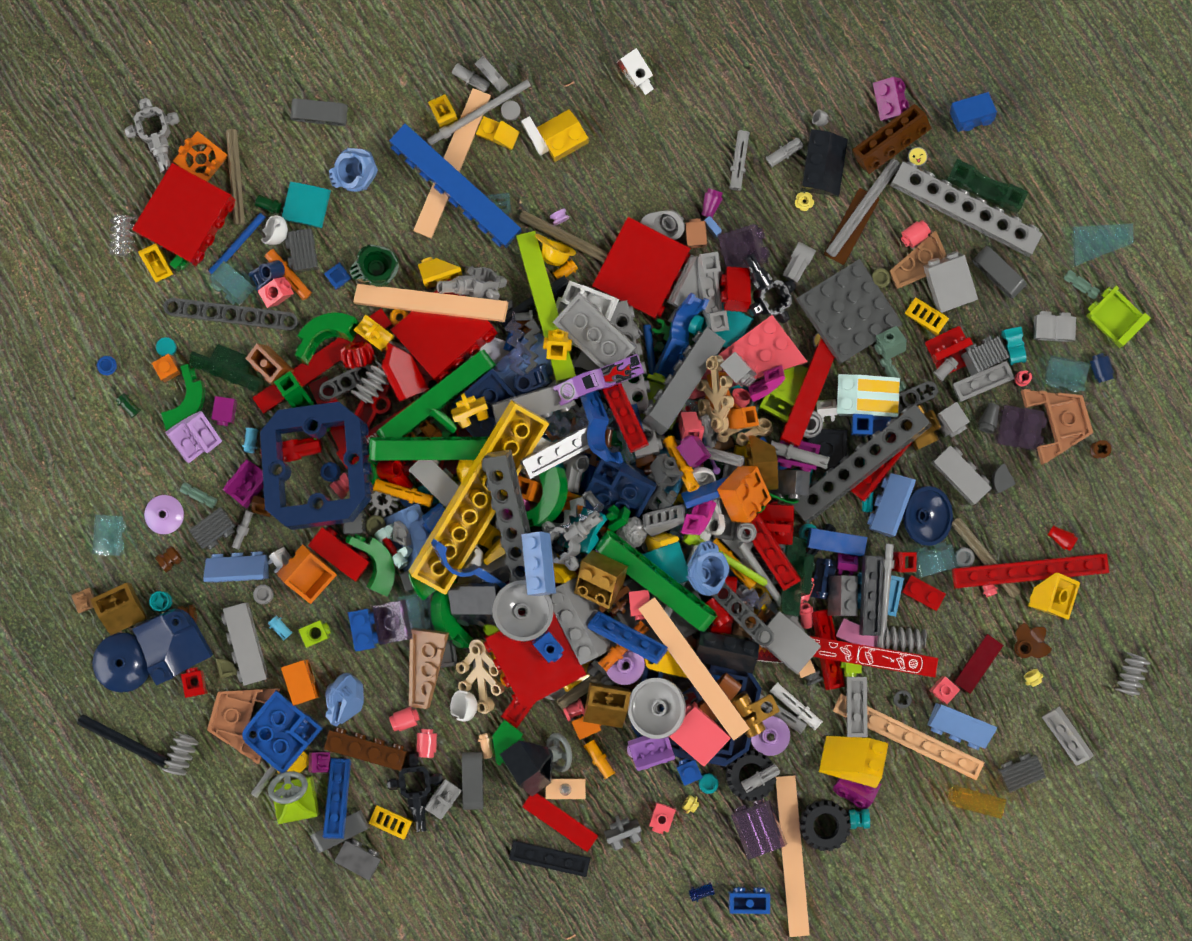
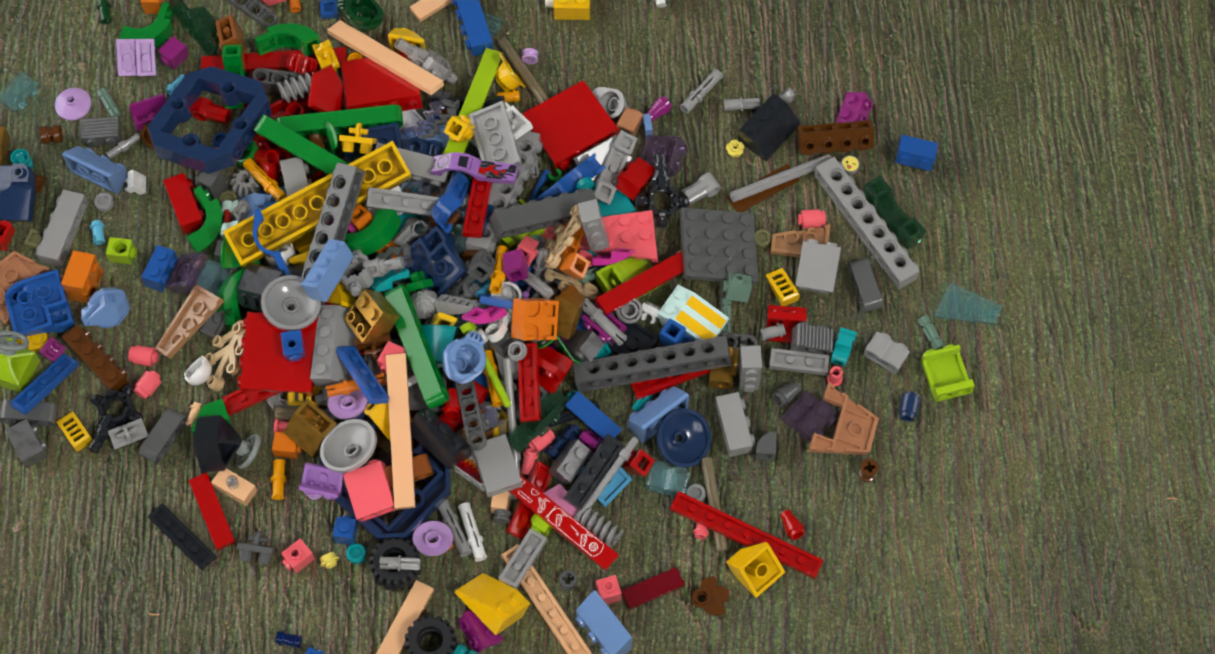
camera: 30 degrees right, 20 degrees down
(306, 574) = (146, 199): orange piece -> none
(752, 712) = (425, 499): pearl gold piece -> none
(758, 828) = (372, 612): clear purple brick -> none
(923, 593) = (642, 503): red plate -> none
(1033, 677) = (694, 627): light yellow plate -> none
(1066, 373) = (876, 393): clear light blue bracket -> none

